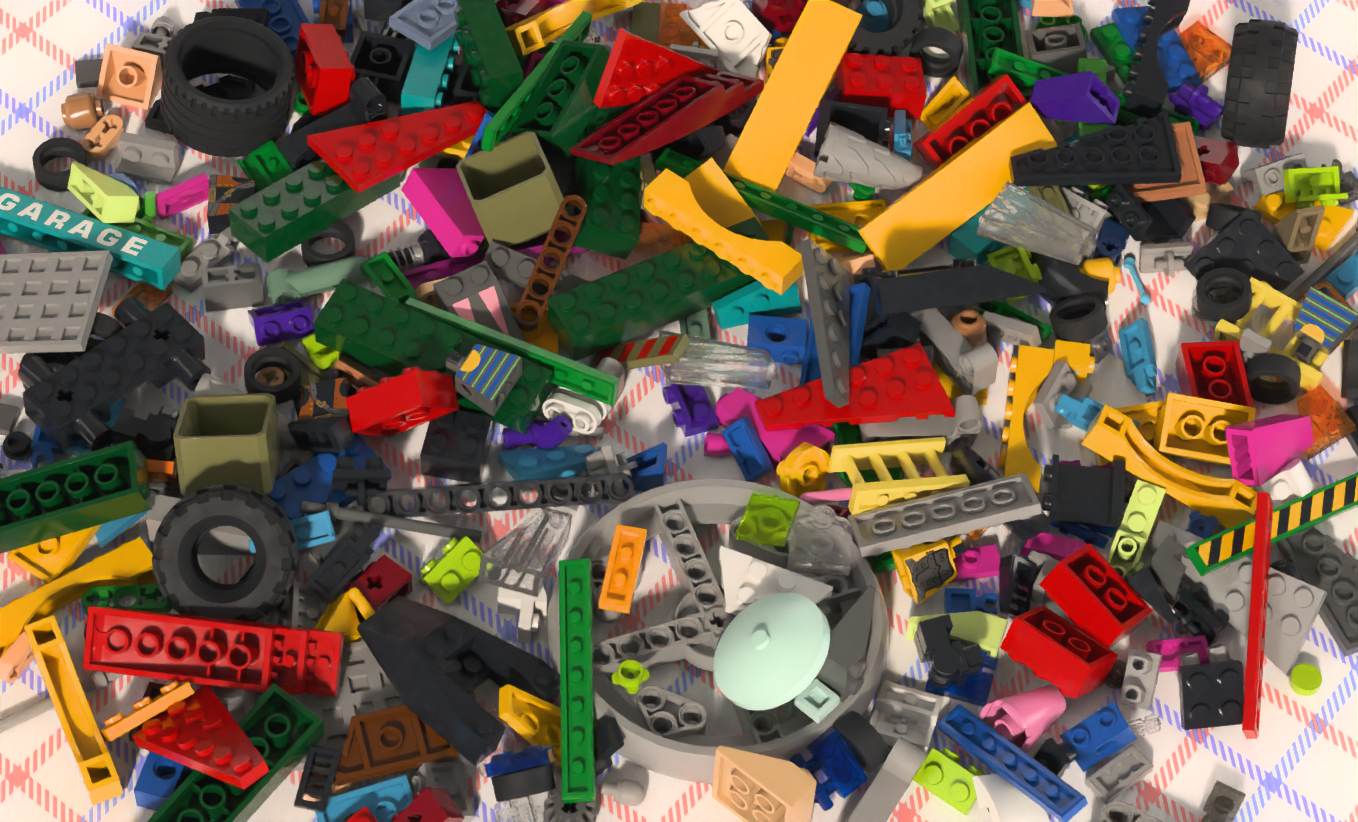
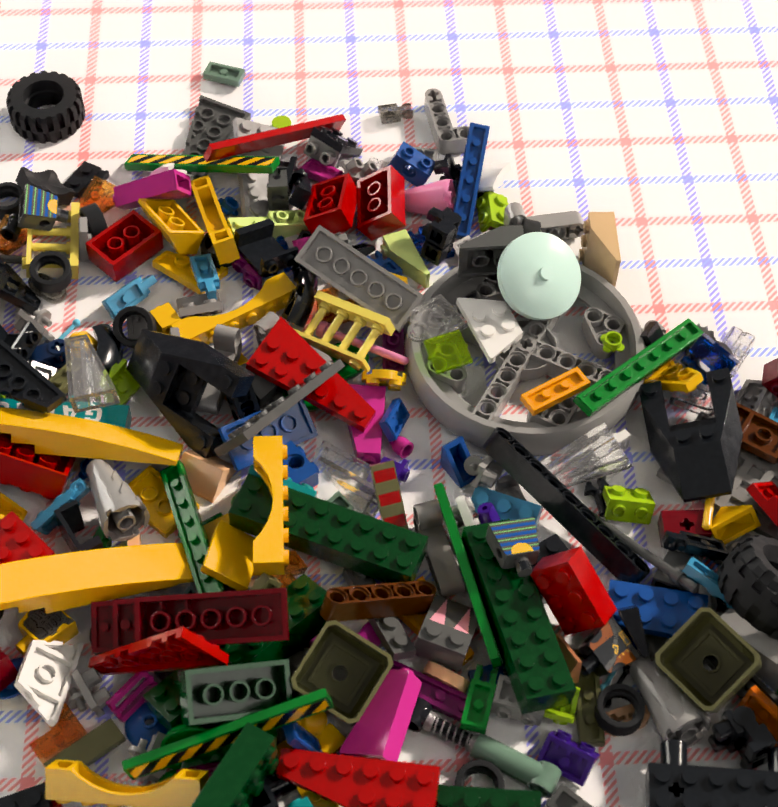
camera: 130 degrees left, 0 degrees up
(359, 482) = (643, 574): black hips -> none

